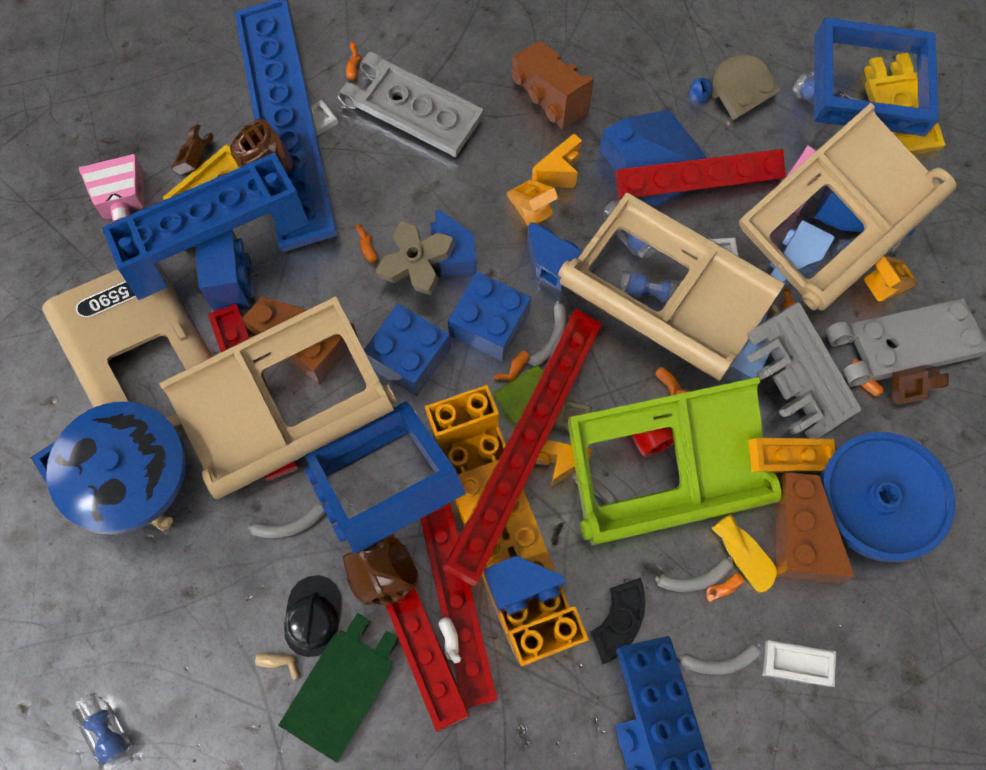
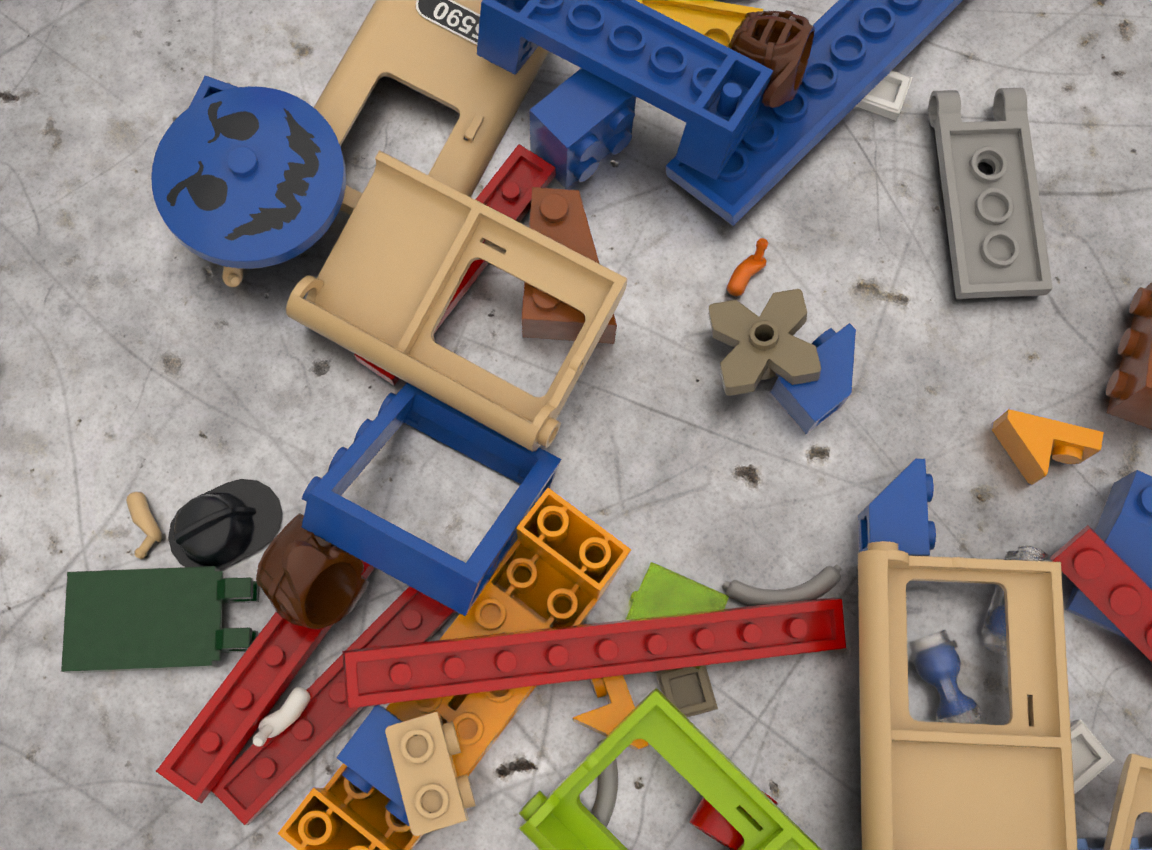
camera: 55 degrees right, 5 degrees up
(291, 528) = (308, 421): light grey piece -> none
(353, 62) = (996, 80): orange piece -> none
(407, 349) = (634, 414): blue brick -> none
(489, 316) = (752, 489): blue brick -> none
(516, 366) = (706, 570): orange piece -> none
(533, 200) = (963, 440): light orange slope -> none
(539, 563) = (427, 774): none -> tan bracket
(670, 381) = (826, 800): orange piece -> none

